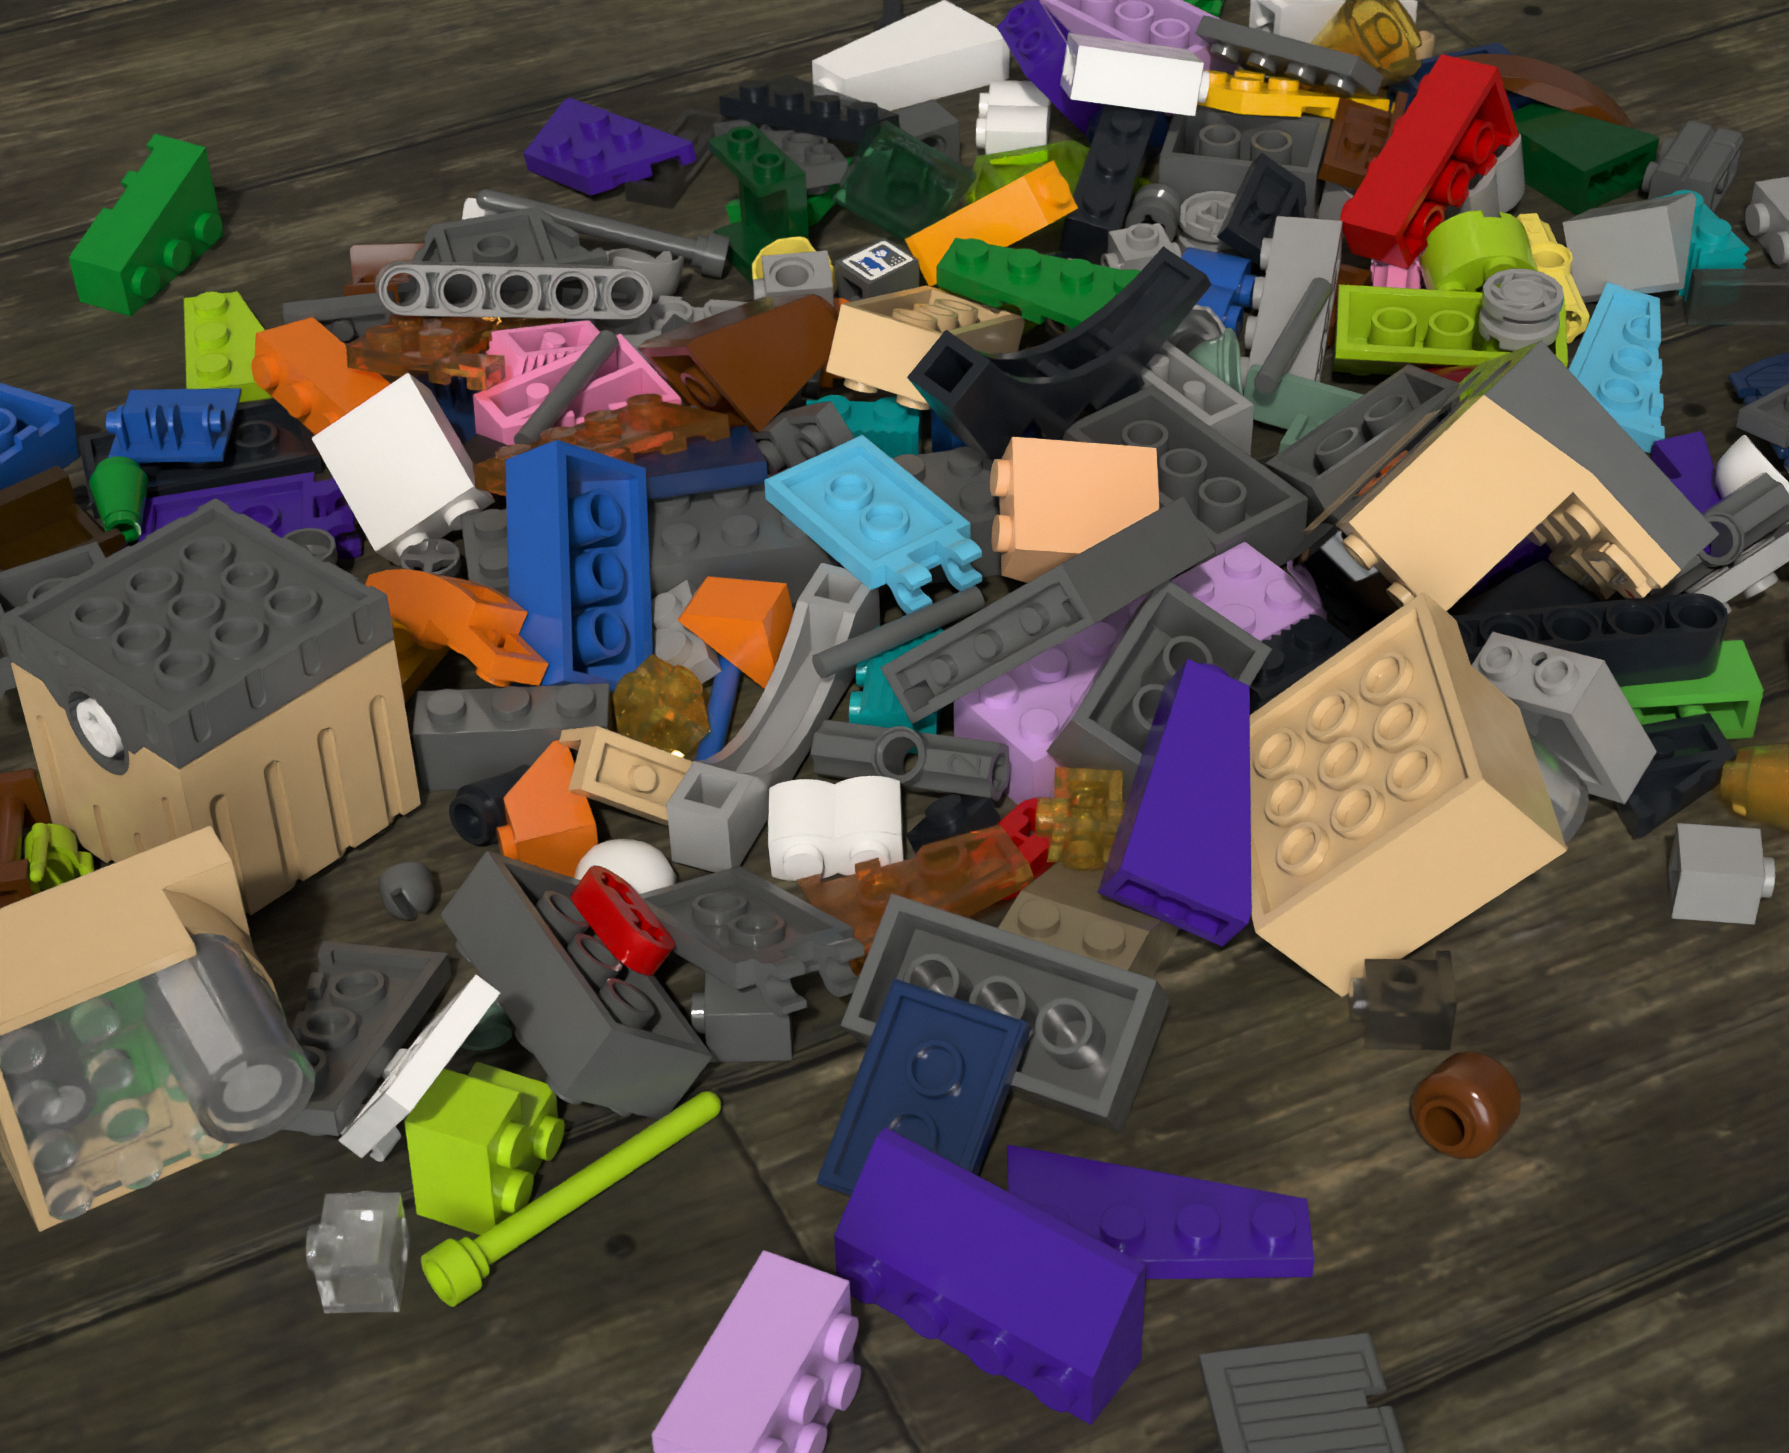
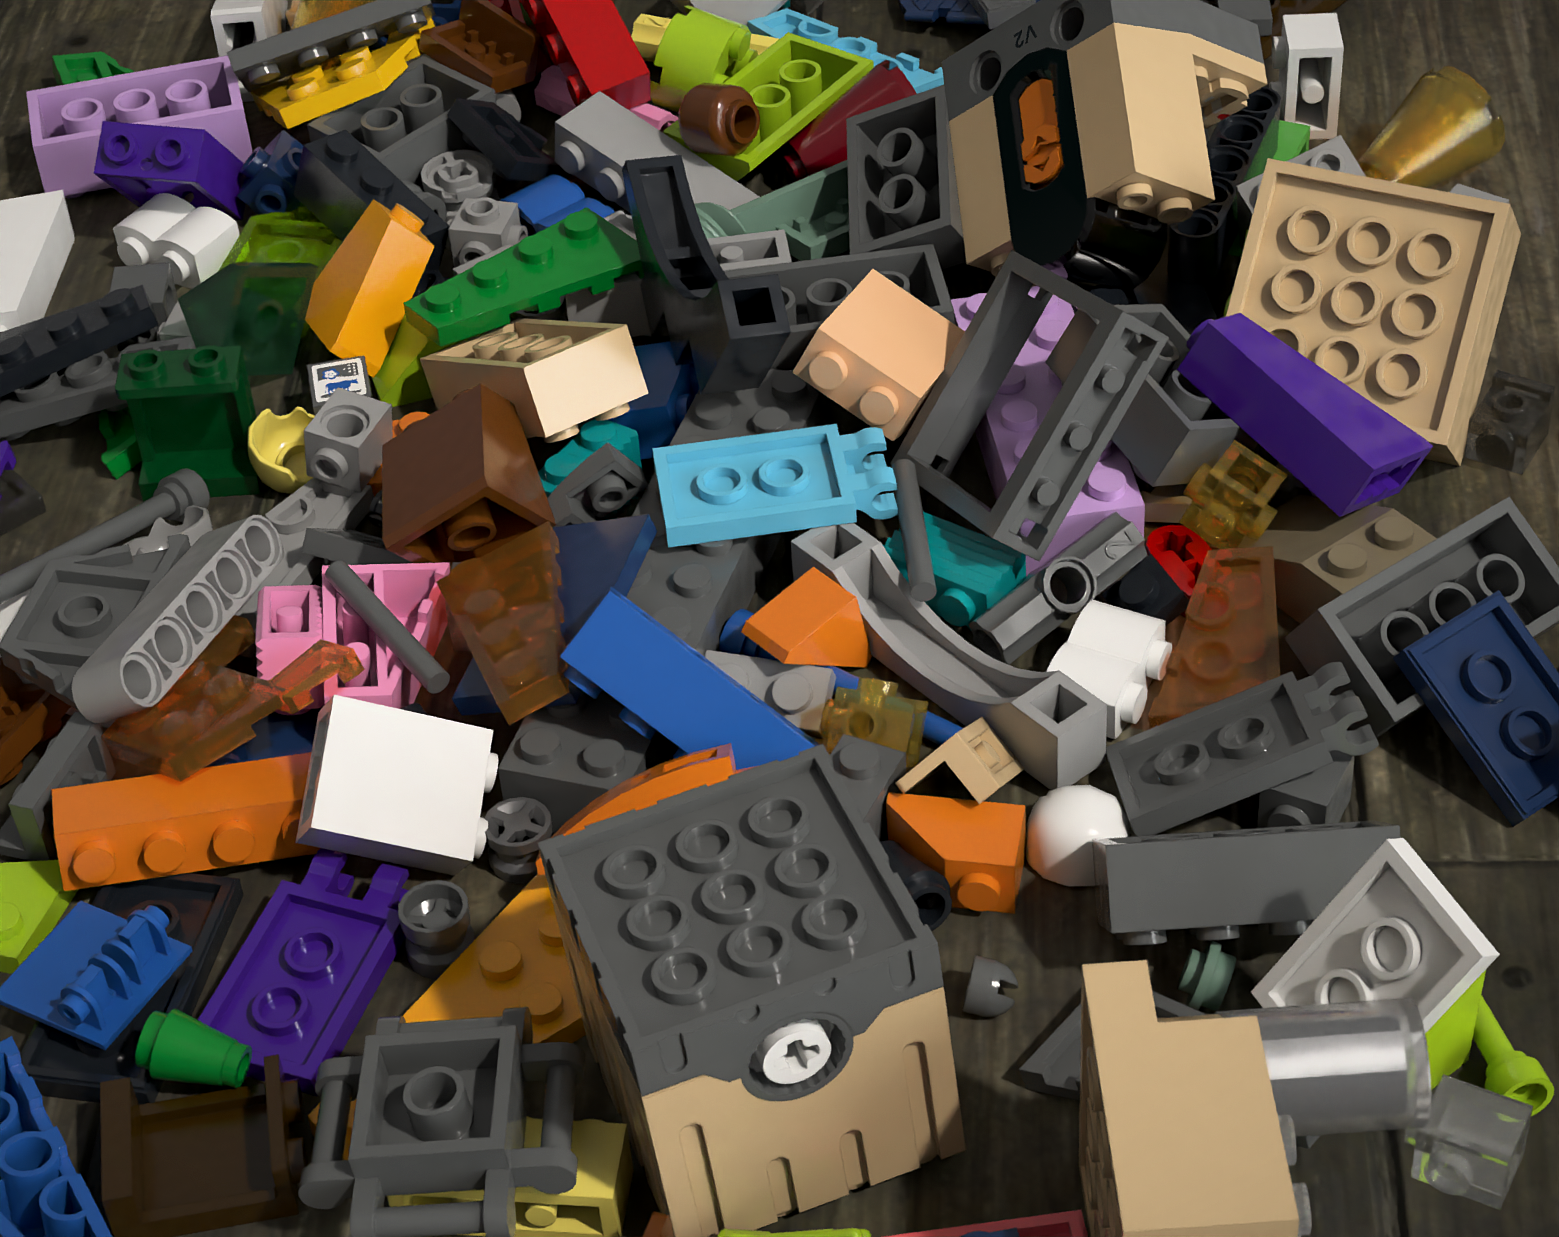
camera: 60 degrees left, 0 degrees up
(622, 920) = (1187, 815): red beam -> none
(1133, 74) = (290, 114): white brick -> none
(1292, 335) = (720, 175): dark grey bar -> none
(1340, 309) = (718, 119): none -> reddish brown head
(1521, 309) = (807, 48): light grey wheel -> none

